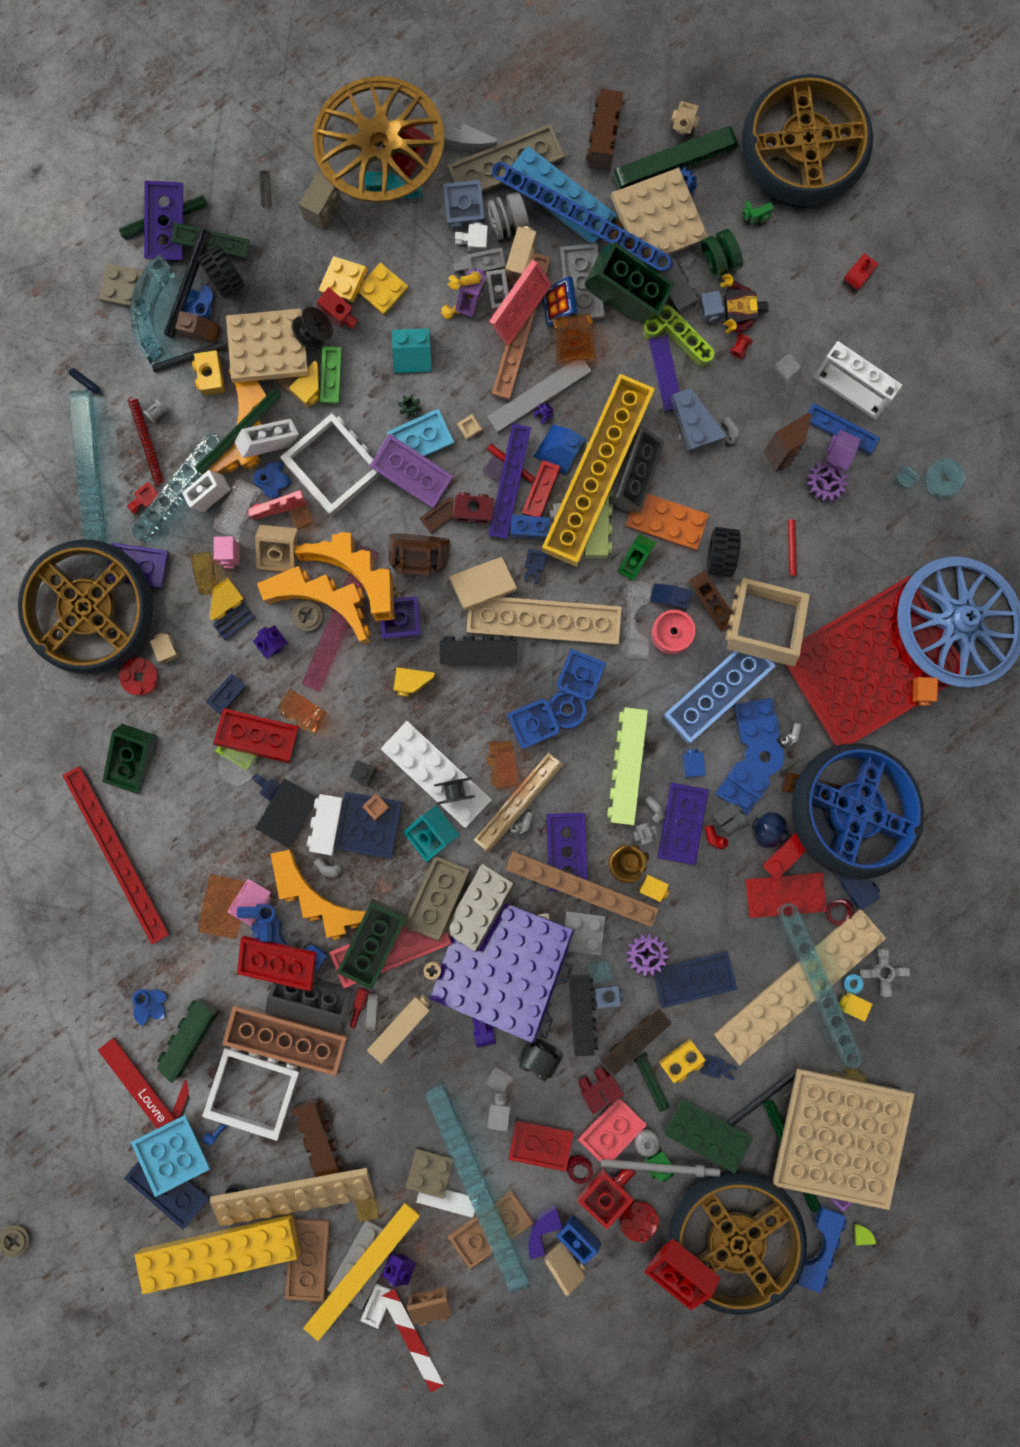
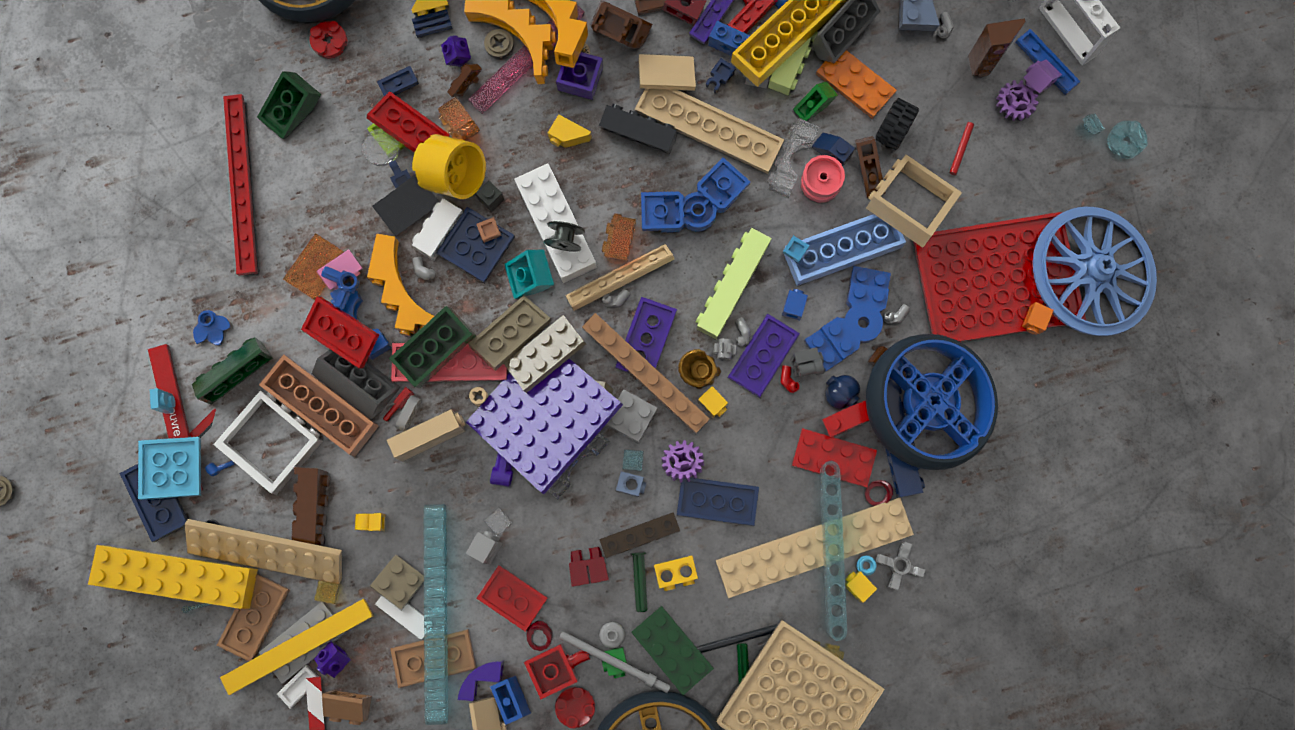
camera: 20 degrees right, 5 degrees down
(137, 1096) = (162, 401): none -> medium azure plate
(164, 648) = (360, 22): tan brick -> none
(294, 661) = (466, 78): none -> reddish brown plate
(315, 763) = (449, 166): none -> yellow brick
(379, 1128) = (370, 522): none -> yellow leg
(540, 1059) = (544, 515): pearl dark grey brick -> none
(582, 1019) = (599, 491): black brick -> none
(612, 1131) = (584, 611): coral plate -> none
(676, 714) = (796, 249): none -> dark azure plate
(715, 1067) = (704, 590): dark blue plate -> none

